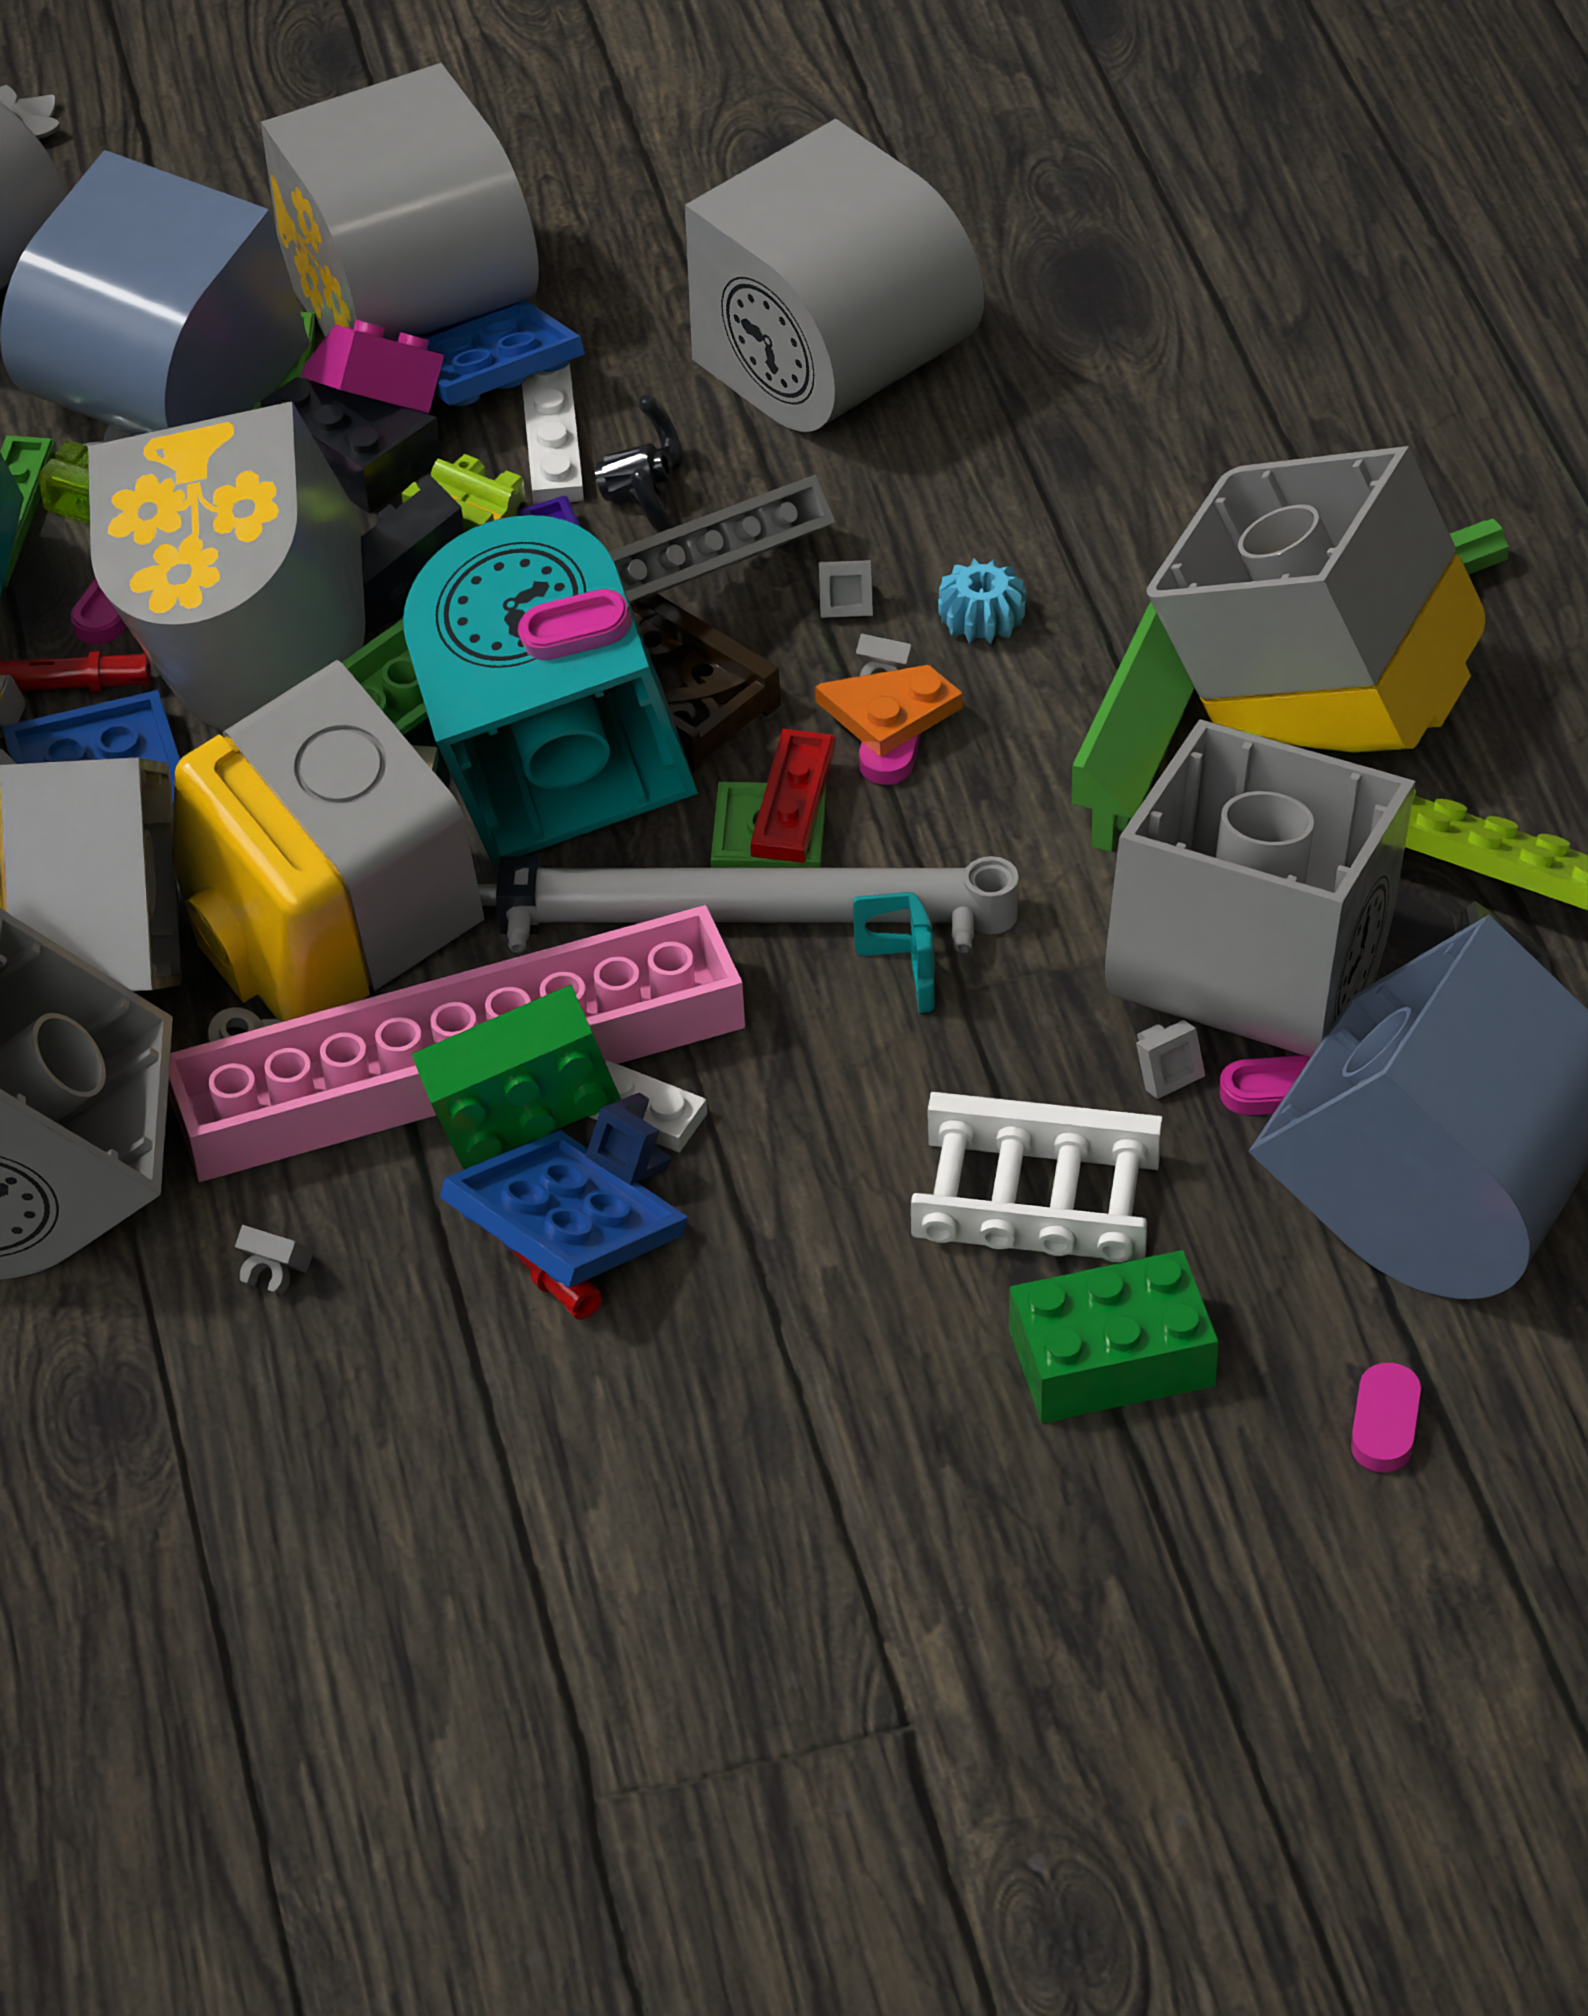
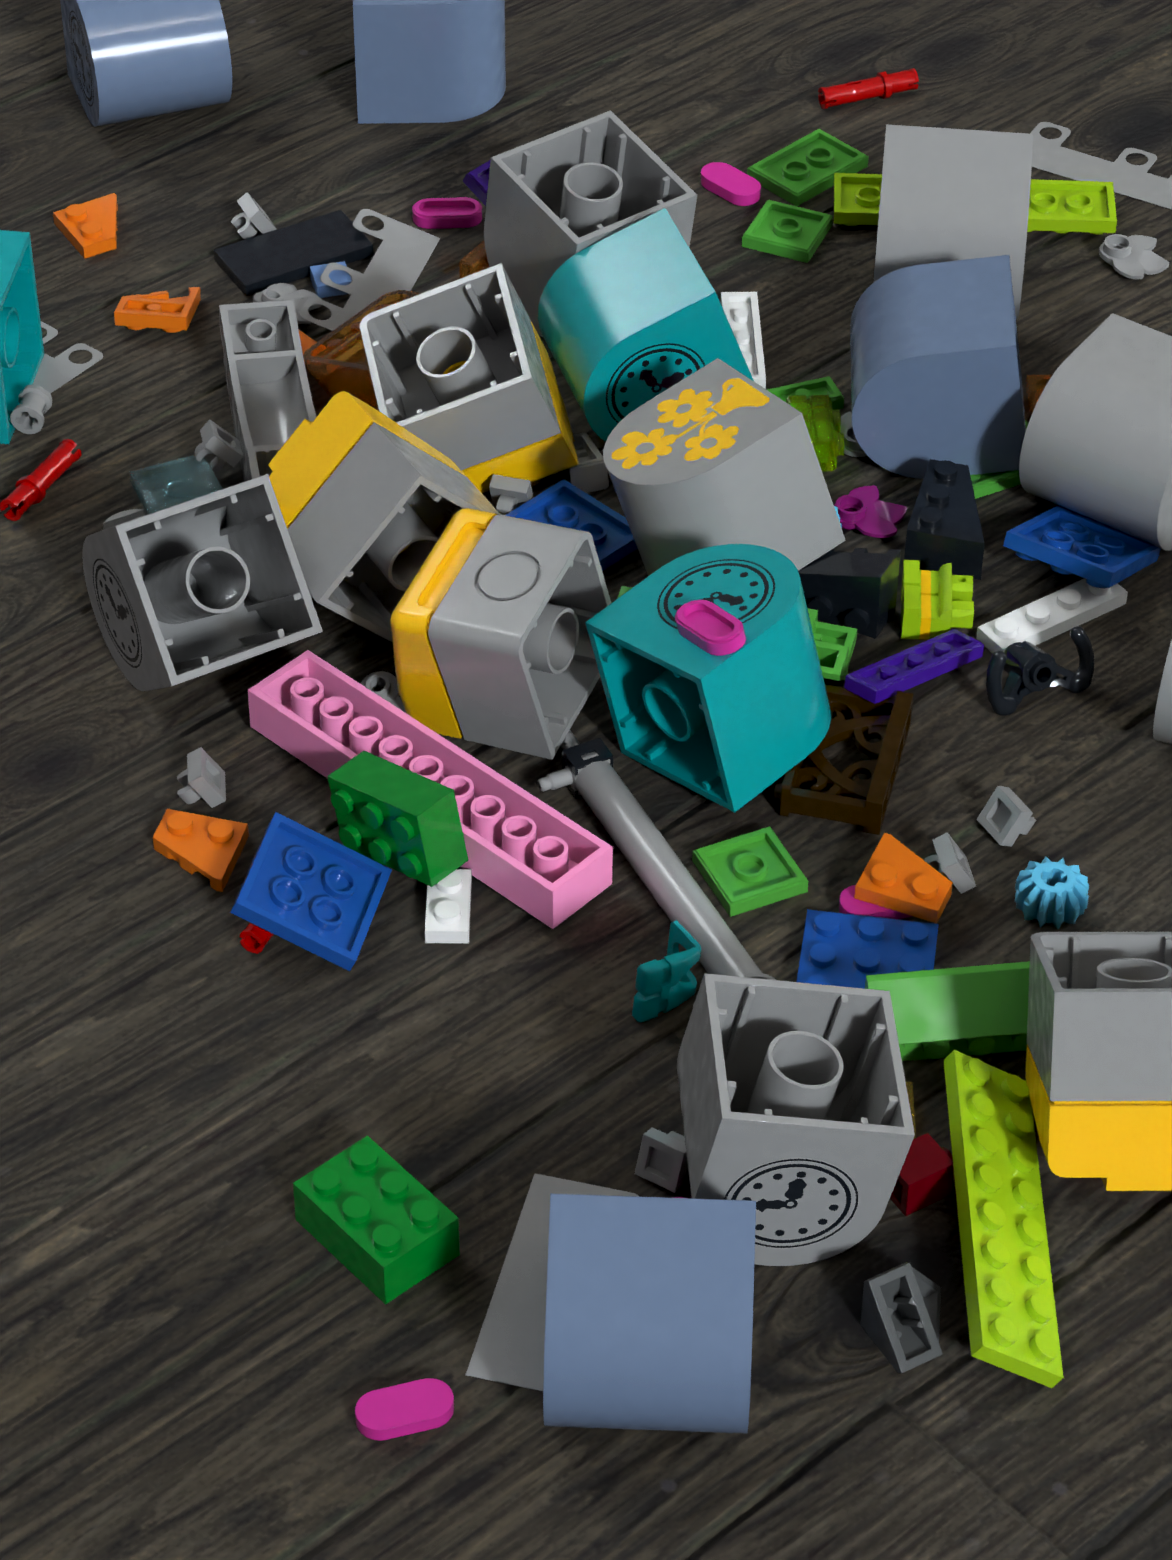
camera: 60 degrees right, 5 degrees down
(374, 1300) = (201, 844): none -> orange wing
(376, 366) = (995, 493): dark pink slope -> none
(626, 1142) = (397, 903): dark blue panel -> none
(721, 538) = (949, 710): light grey brick -> none
(793, 796) = (776, 864): red tile -> none
(979, 792) = (847, 947): none -> blue plate
(1044, 1132) = (533, 1098): white fence -> none
(1253, 1242) = (514, 1327): none -> light grey piece

